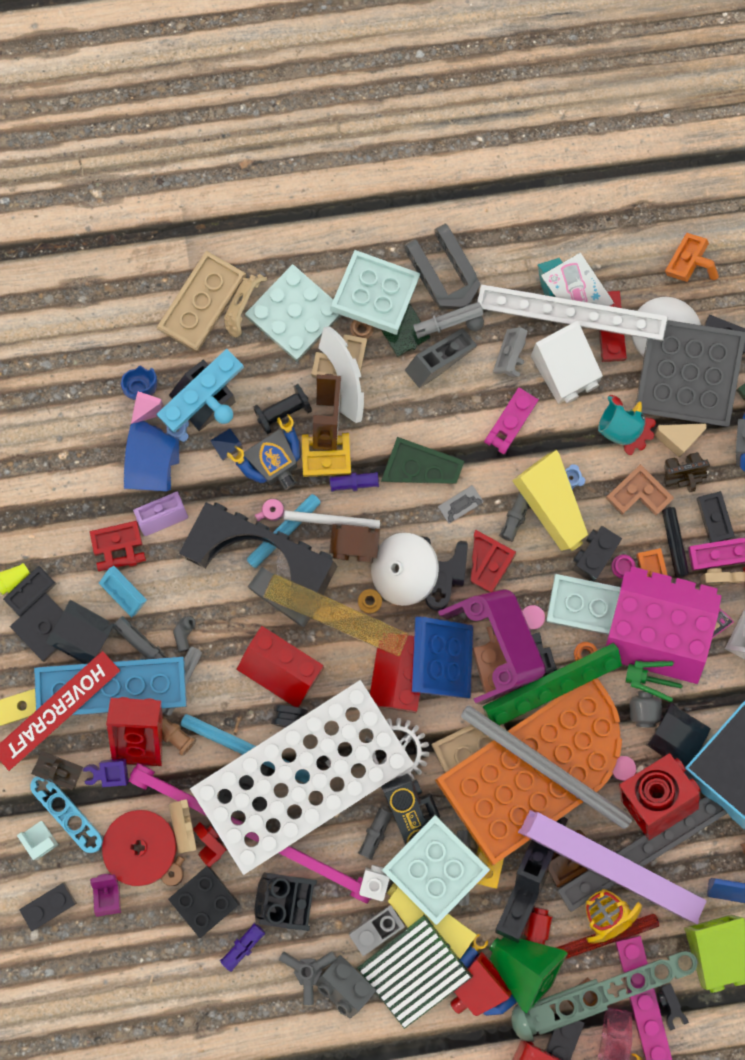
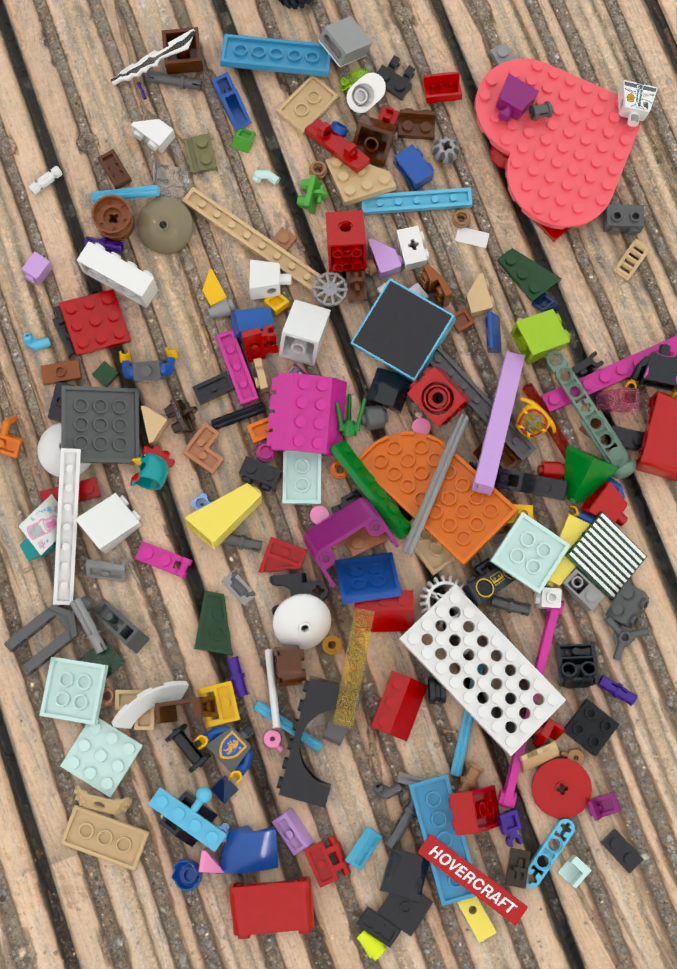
camera: 100 degrees left, 0 degrees up
(80, 472) = (272, 907): none -> red windscreen

